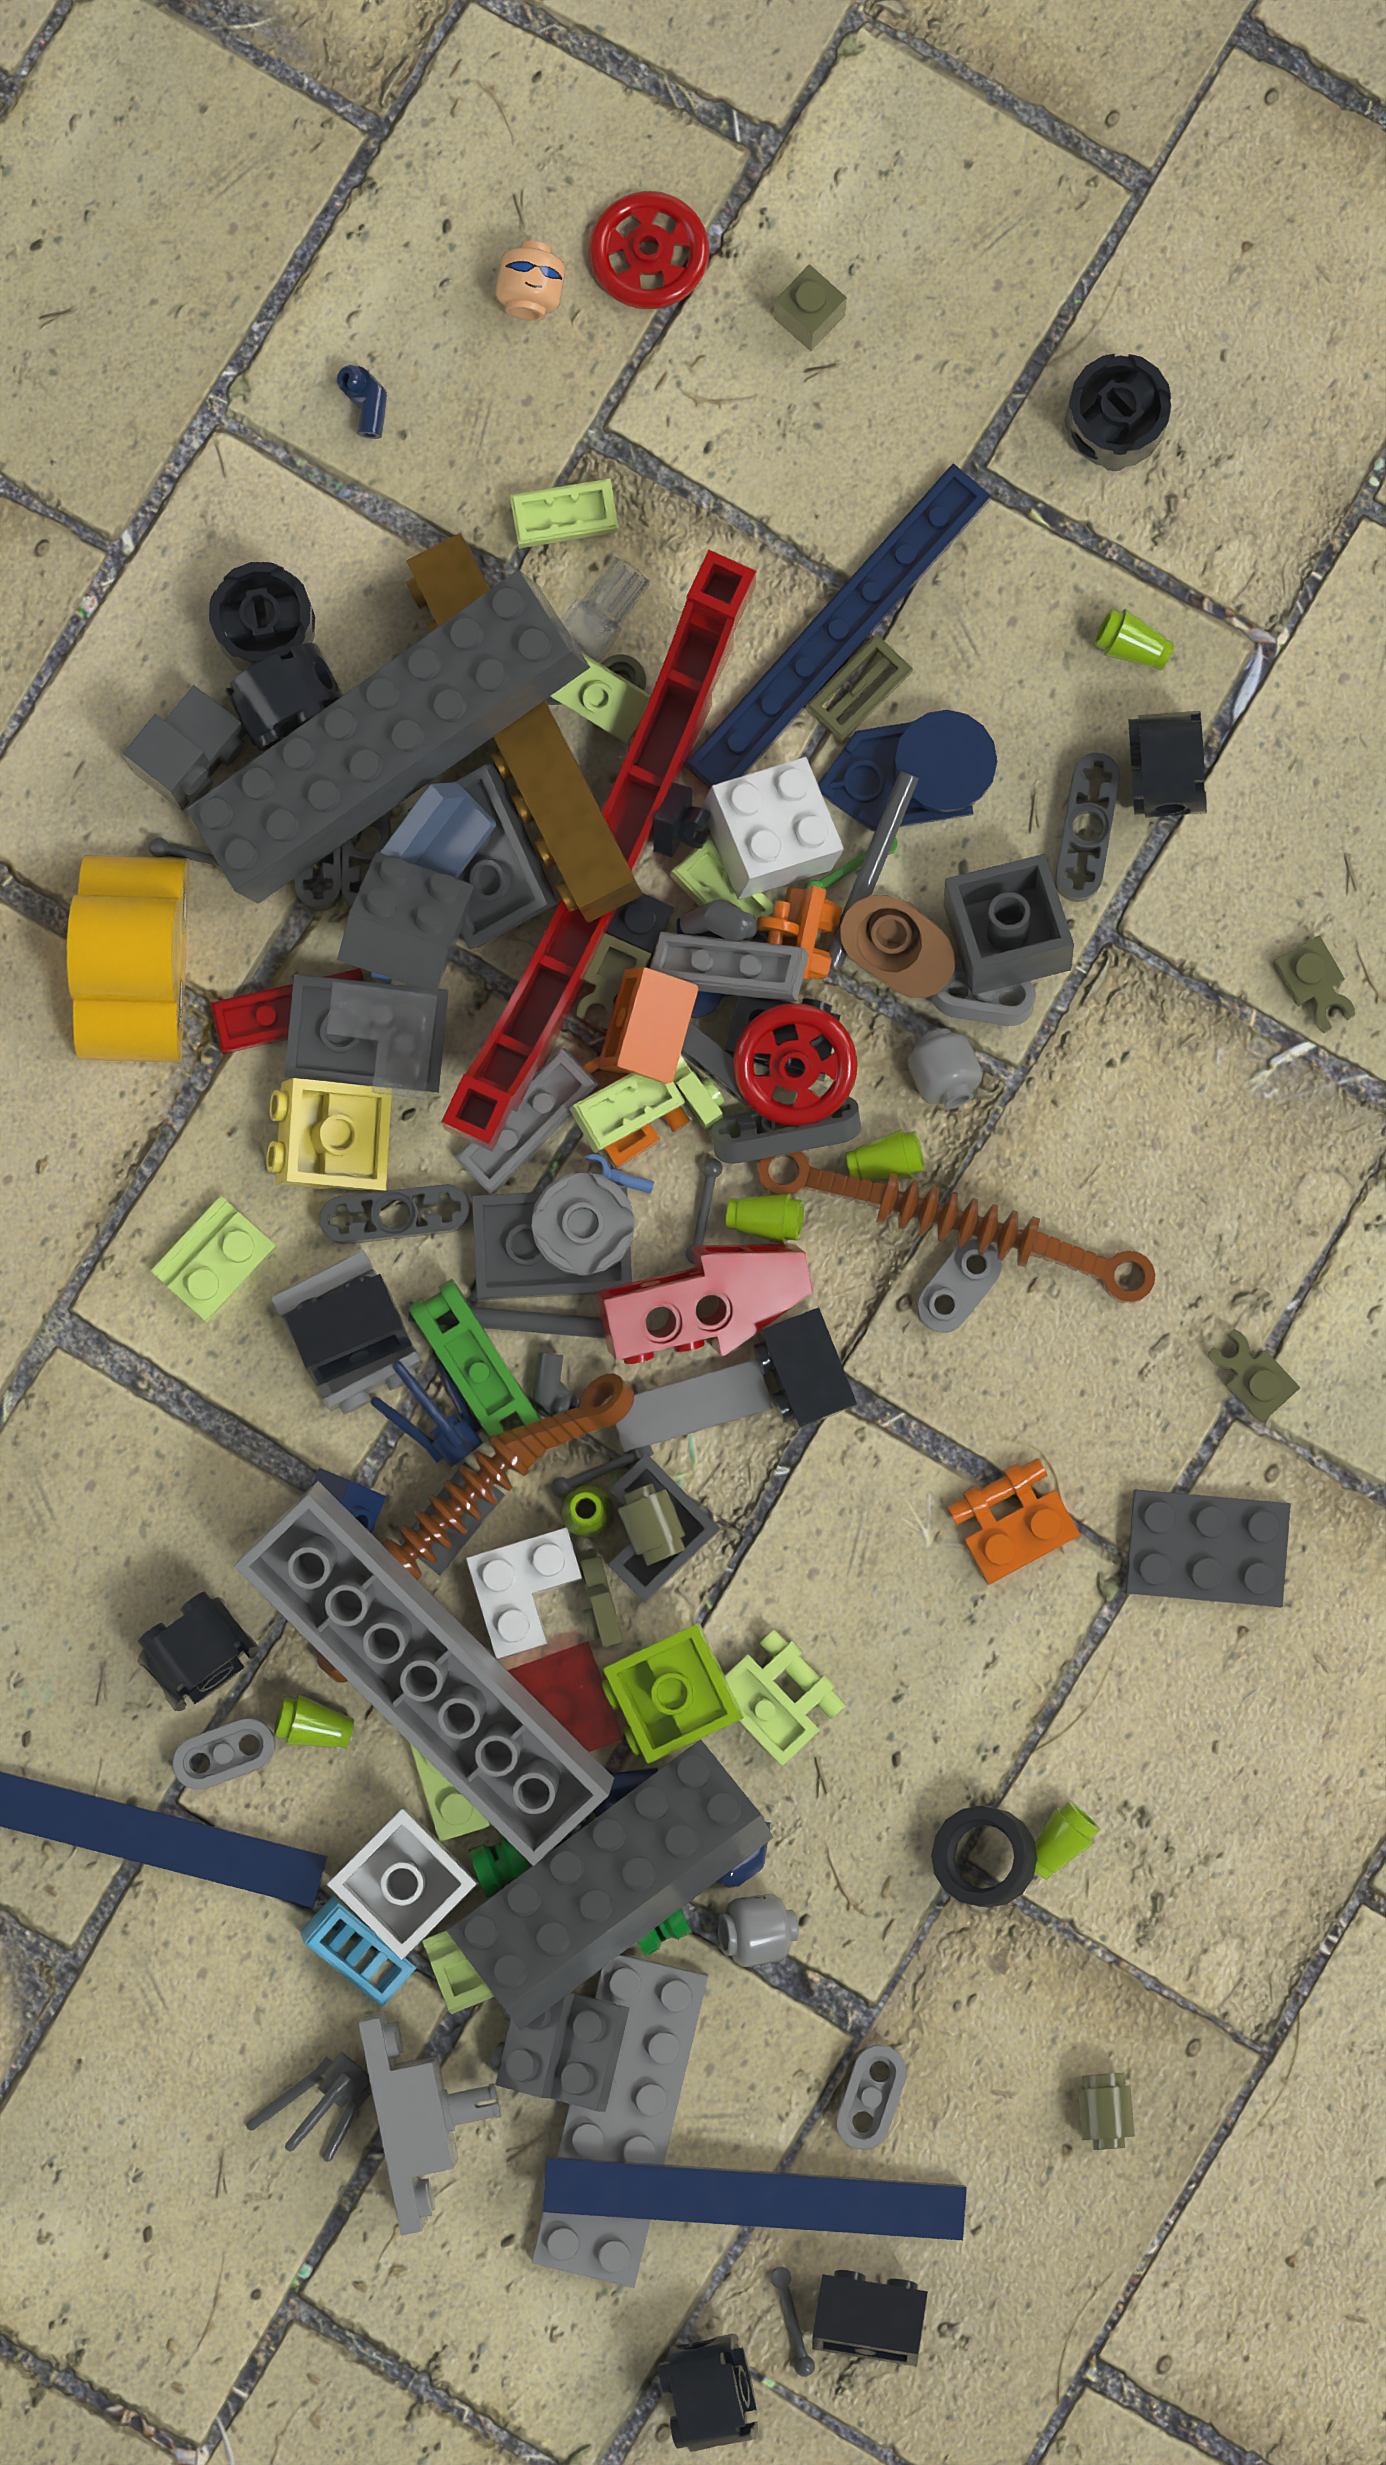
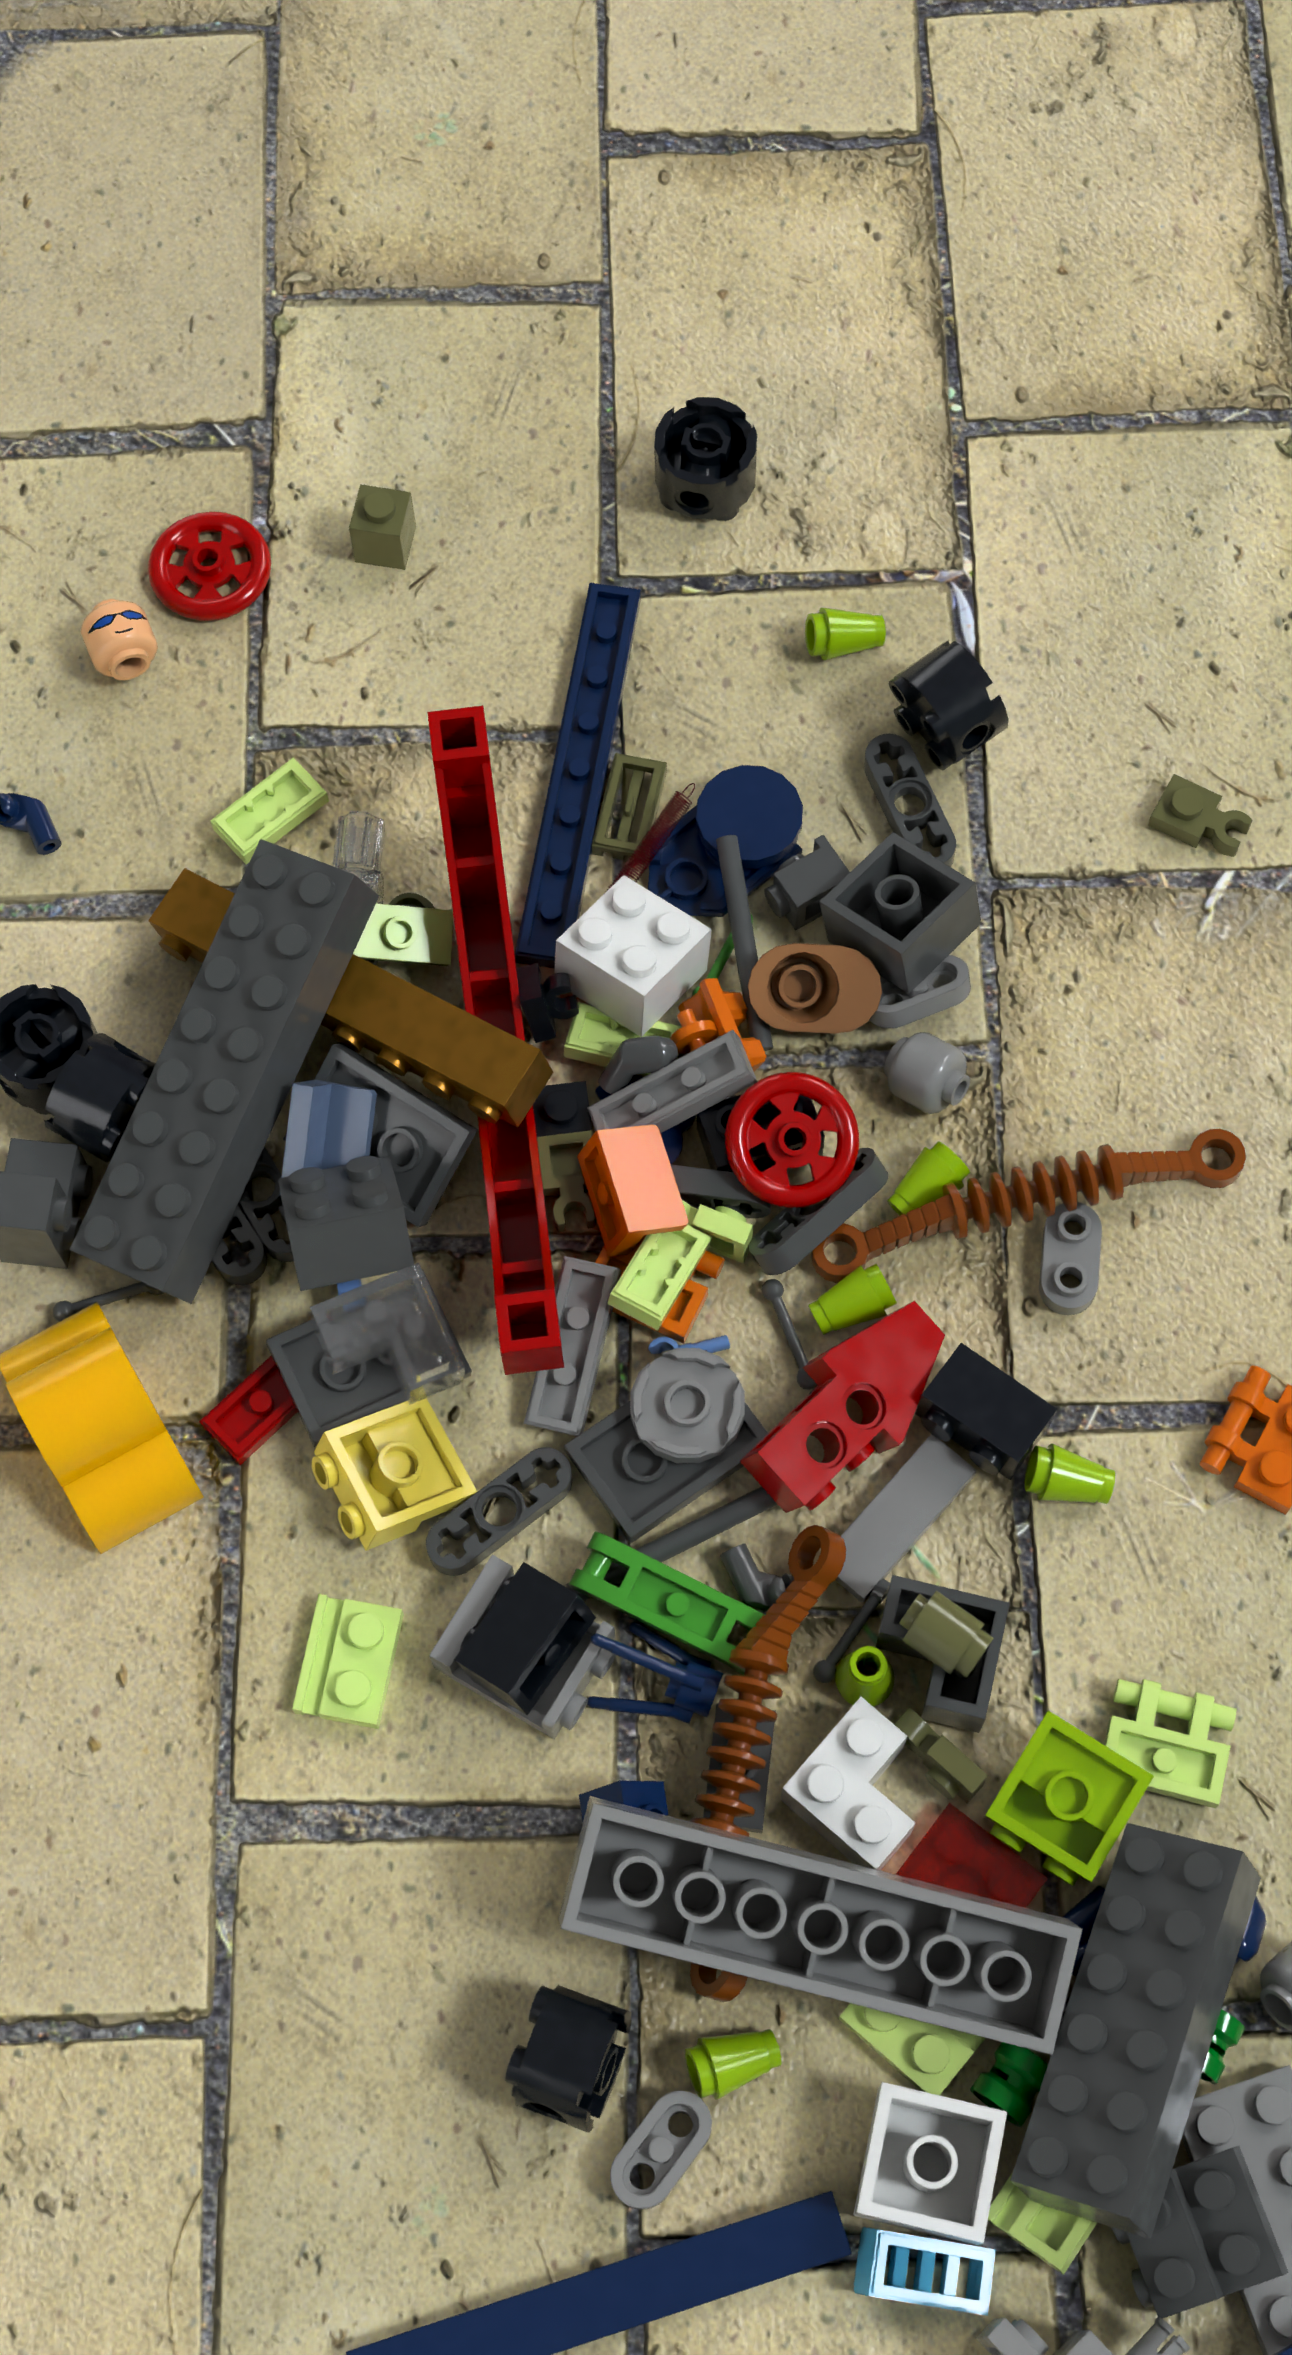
camera: 30 degrees left, 15 degrees down
(837, 1455) = (1065, 1476): none -> lime cone
(856, 739) = (654, 837): none -> dark red piece
(955, 848) = (804, 882): none -> dark grey brick

